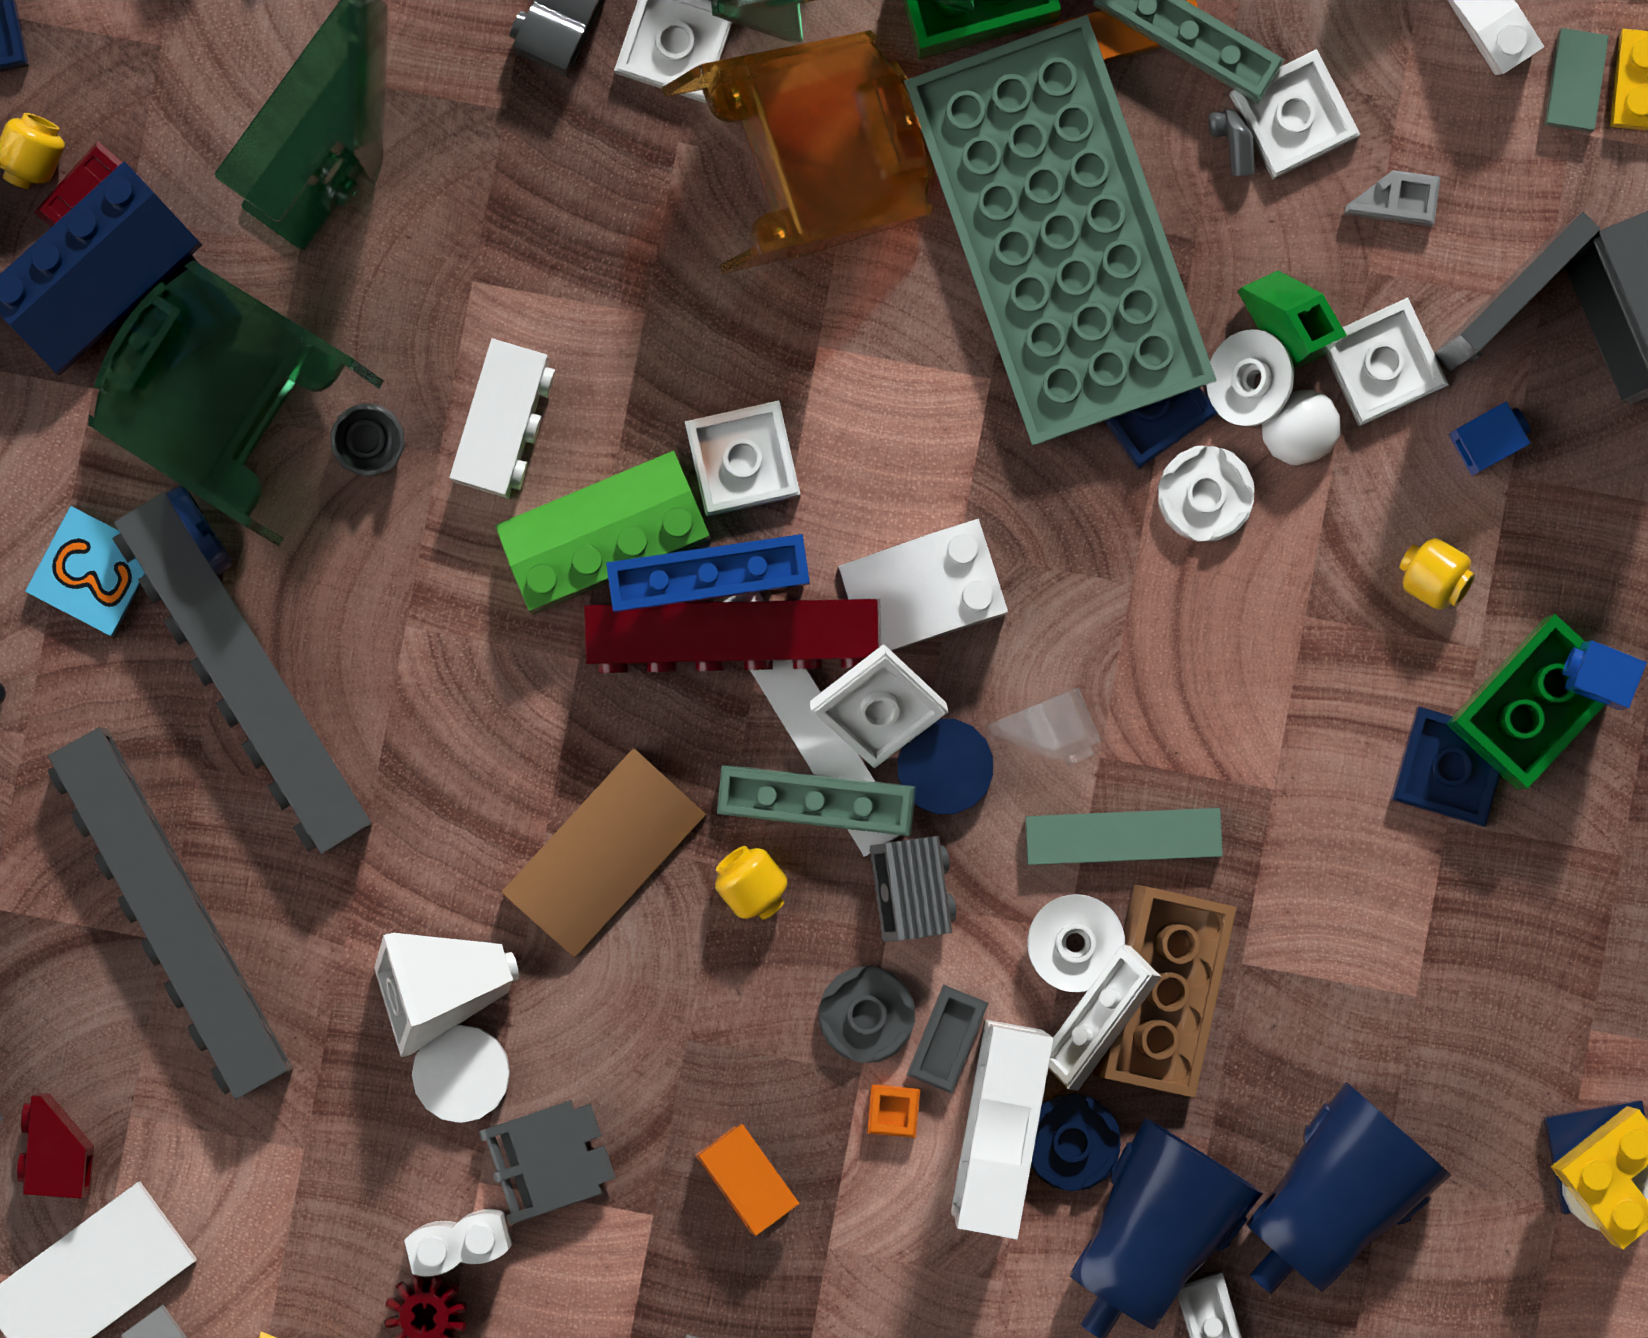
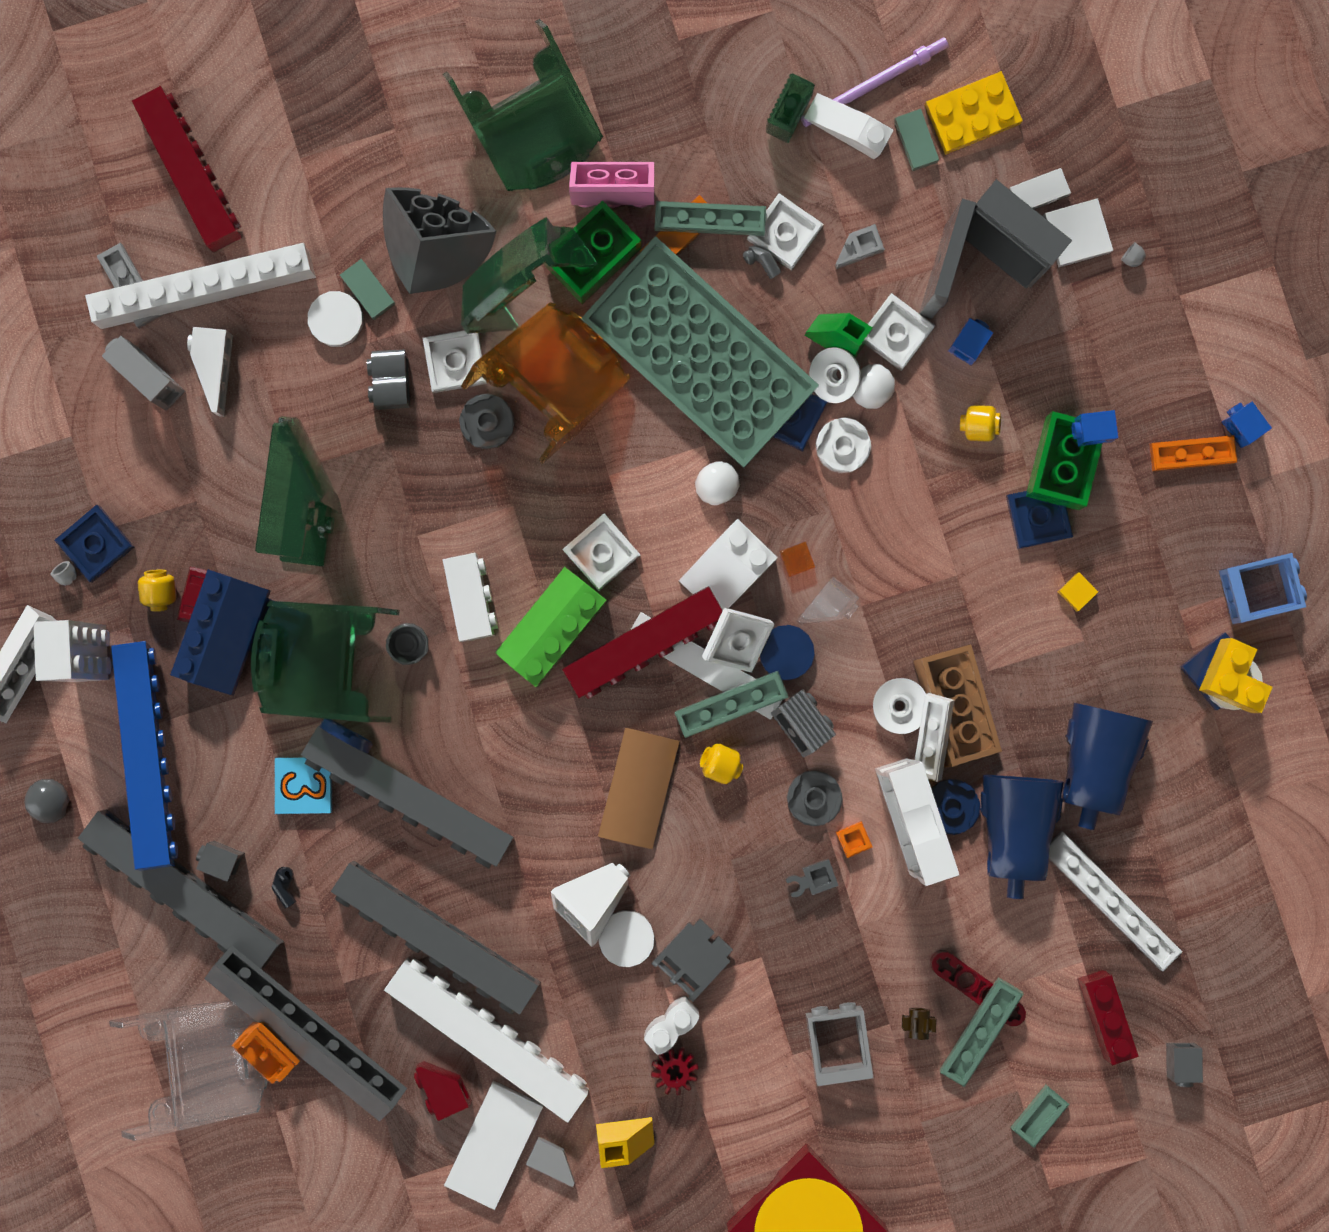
camera: 25 degrees left, 0 degrees up
(165, 1111) = (487, 1039): none -> white brick
(674, 162) = (487, 421): none -> dark grey tile
(708, 573) = (616, 619): blue fence -> none
(747, 1179) = (799, 914): orange hinge -> none
(805, 1137) = (816, 877): none -> dark grey plate
(947, 1038) = (861, 788): dark grey tile -> none
(979, 448) = (717, 483): none -> white hair
(1039, 631) = (797, 559): none -> clear orange tile
(1123, 836) = (895, 639): sand green tile -> none
(1447, 915) = (1077, 591): none -> yellow tile

